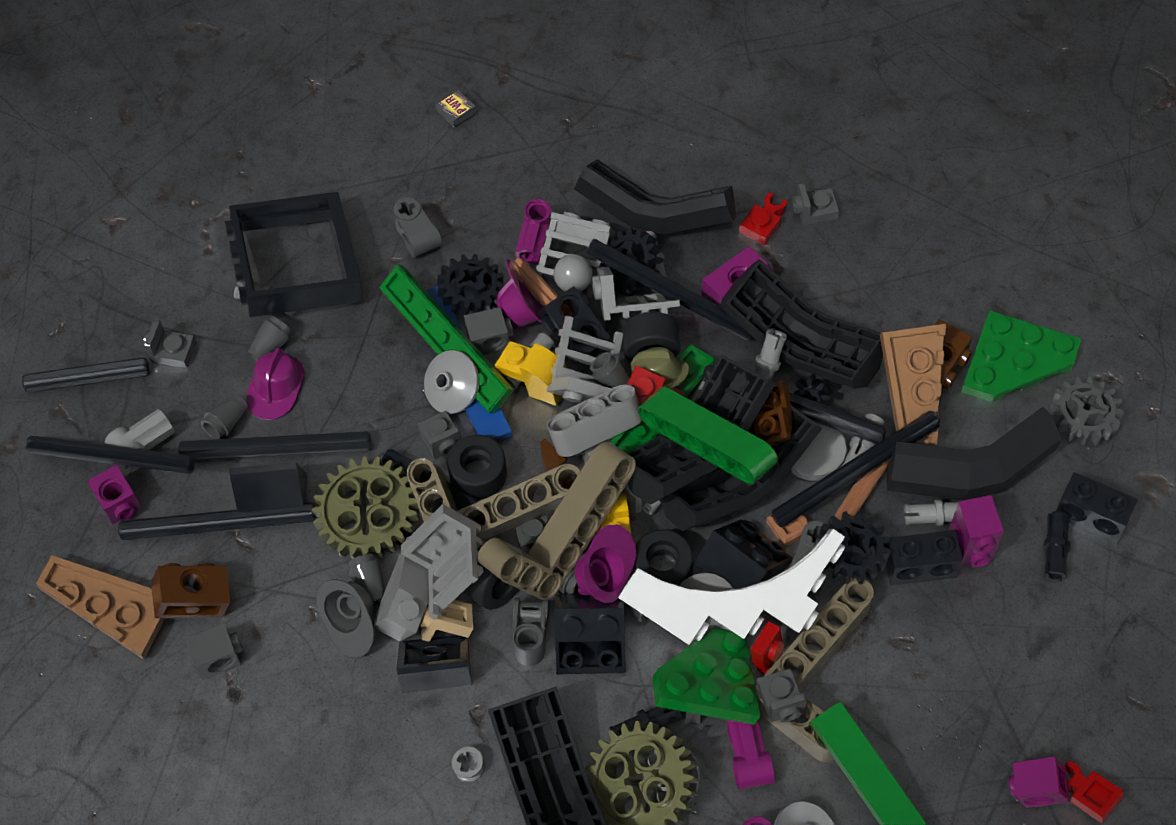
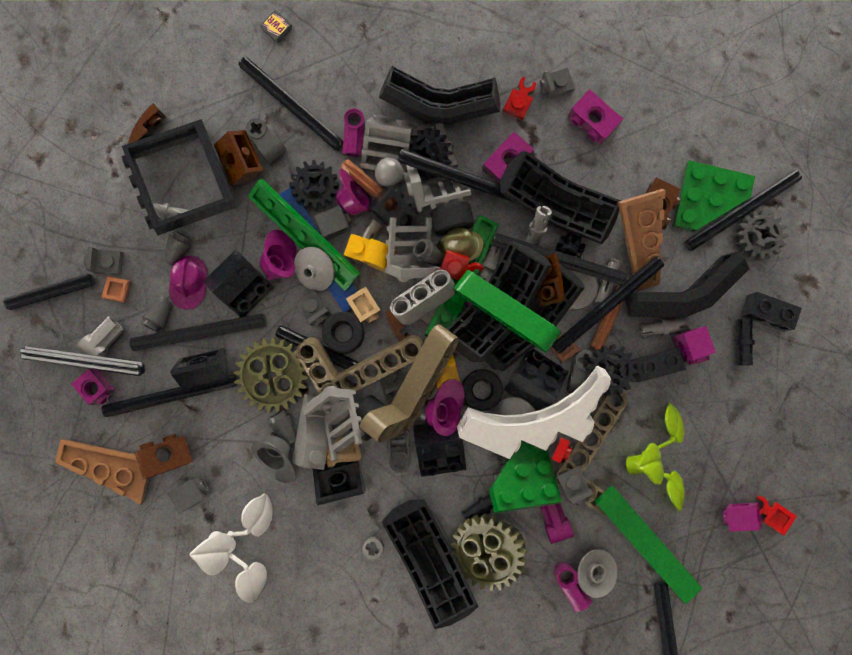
camera: 10 degrees left, 25 degrees up
(176, 383) = (116, 289): none -> nougat tile
(236, 700) = (215, 551): none -> white plant
(270, 188) = (149, 120): none -> reddish brown slope
(345, 390) = (238, 284): none -> black slope
(376, 241) = (238, 157): none -> reddish brown brick
(404, 361) = (278, 255): none -> magenta piece
(458, 193) = (291, 103): none -> black axle
(512, 435) = (364, 306): none -> tan bracket
(858, 232) = (593, 105): none -> magenta brick
(896, 654) = (650, 459): none -> lime plant
(1047, 386) = (743, 210): none -> black axle

